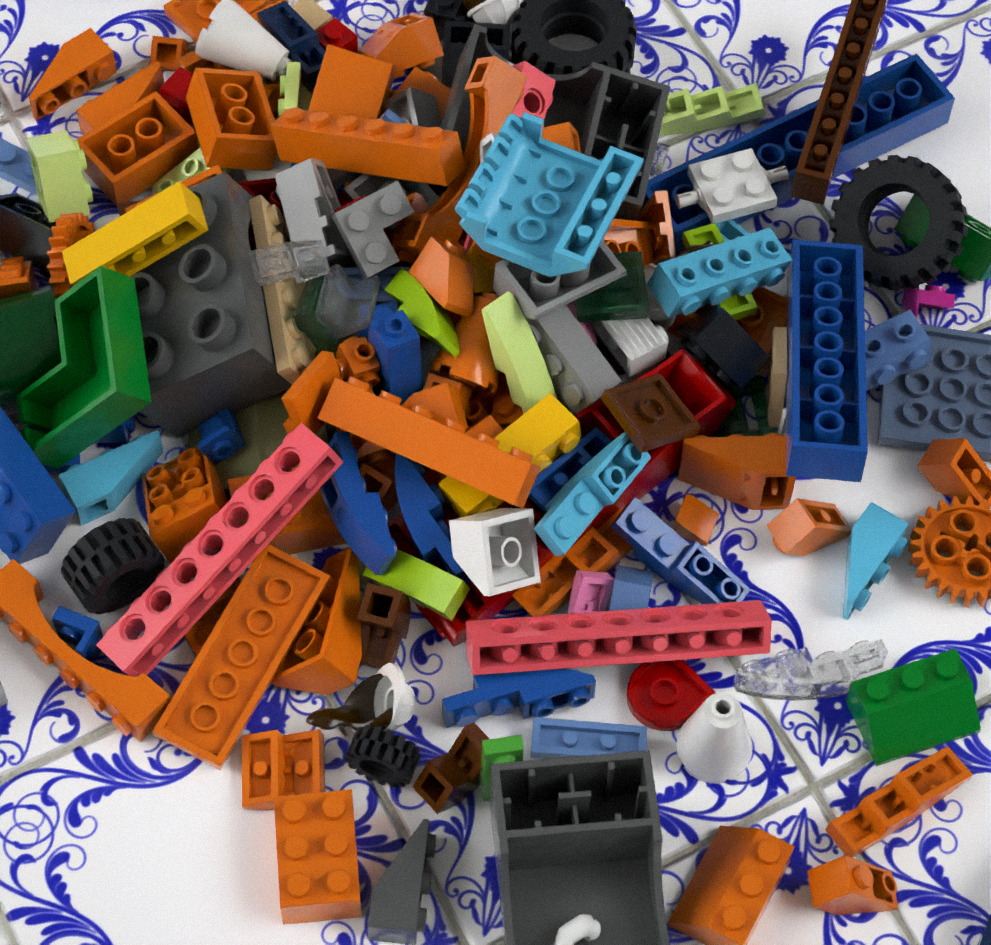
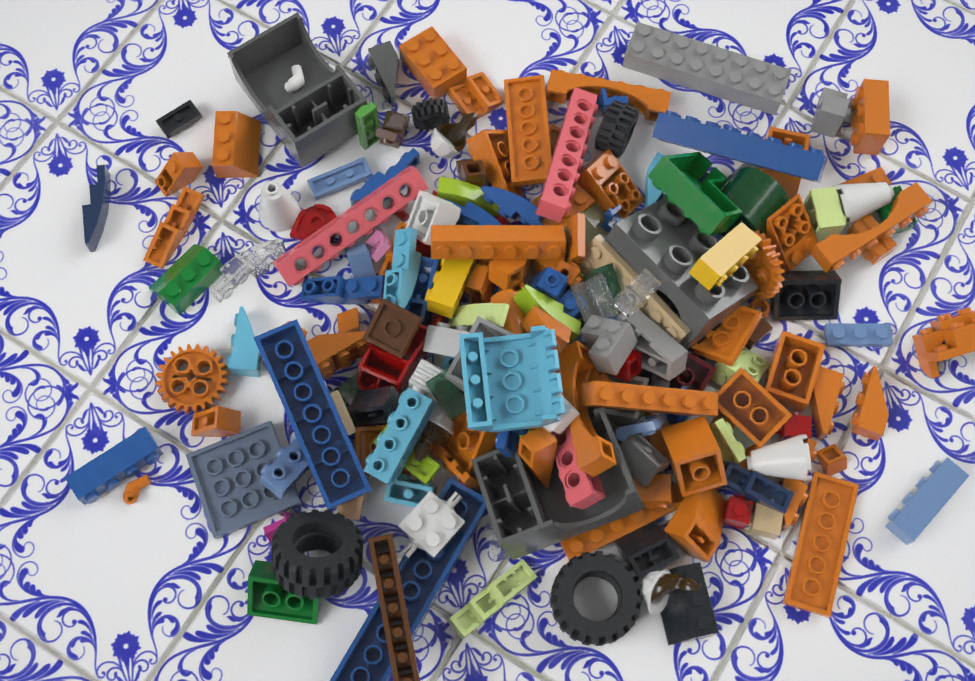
camera: 150 degrees right, 10 degrees up
(59, 175) = (815, 317): yellowish green brick -> none

